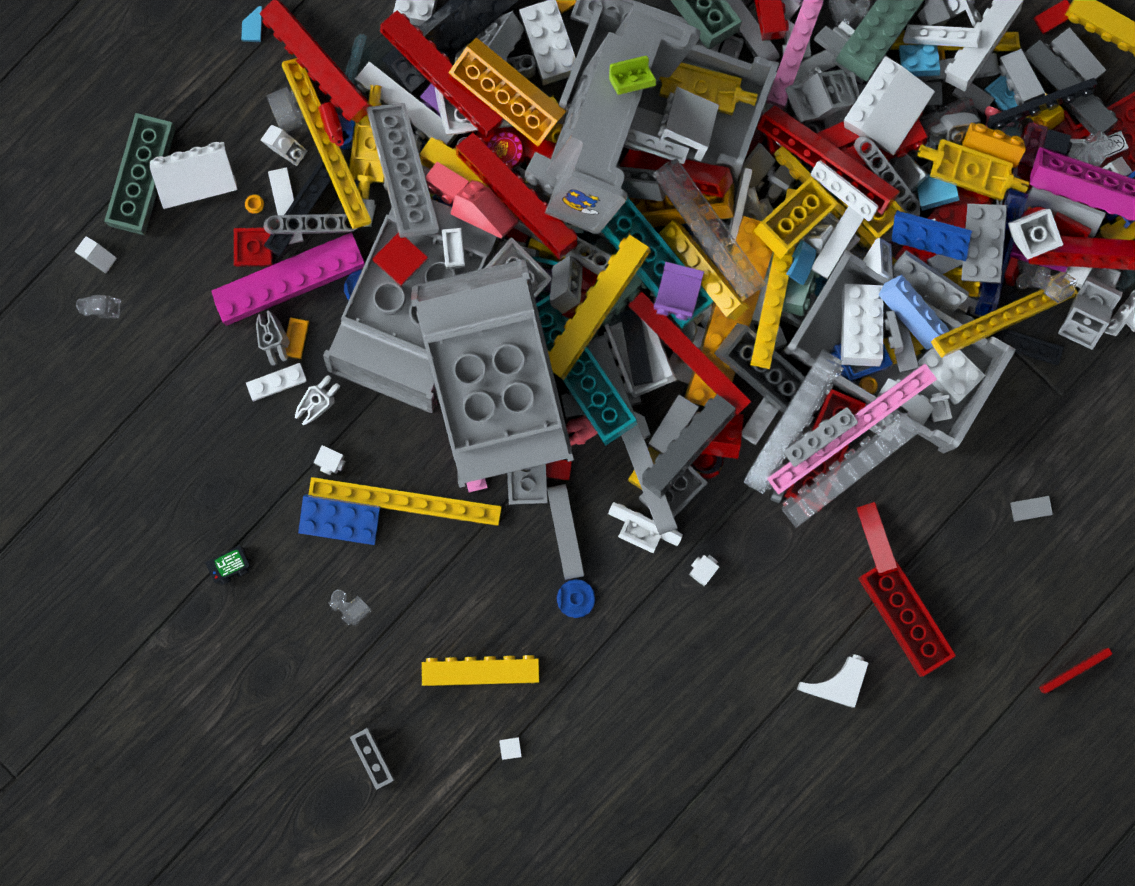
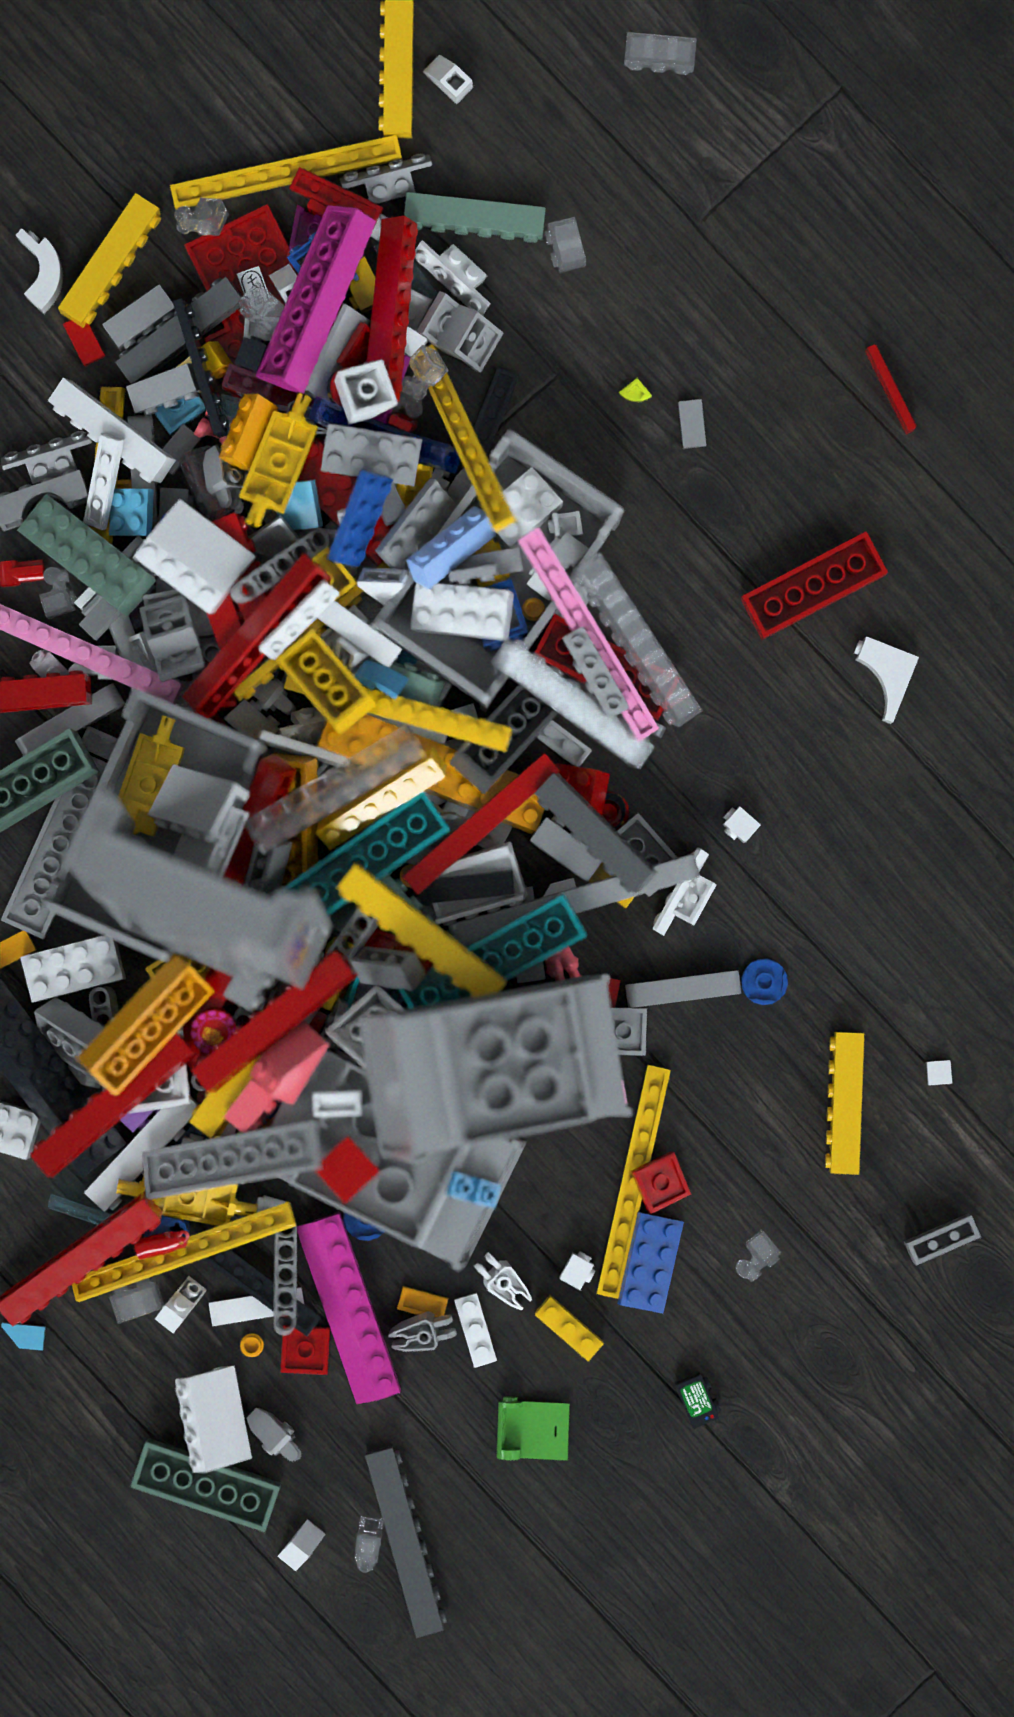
camera: 80 degrees left, 5 degrees up
(102, 336) = (405, 1542): none -> dark grey brick
(183, 225) = (274, 1434): none -> light grey hinge
(198, 432) = (530, 1429): none -> bright green door
(282, 456) = (569, 1328): none -> yellow brick
(390, 362) = (473, 1189): none -> dark azure slope
(405, 523) = (661, 1182): none -> red tile
(631, 75) = (158, 873): lime bracket -> none
(678, 291) = (410, 832): medium lavender panel -> none
(877, 539) = (718, 613): tile -> none
(1053, 460) = (635, 392): none -> neon yellow tile

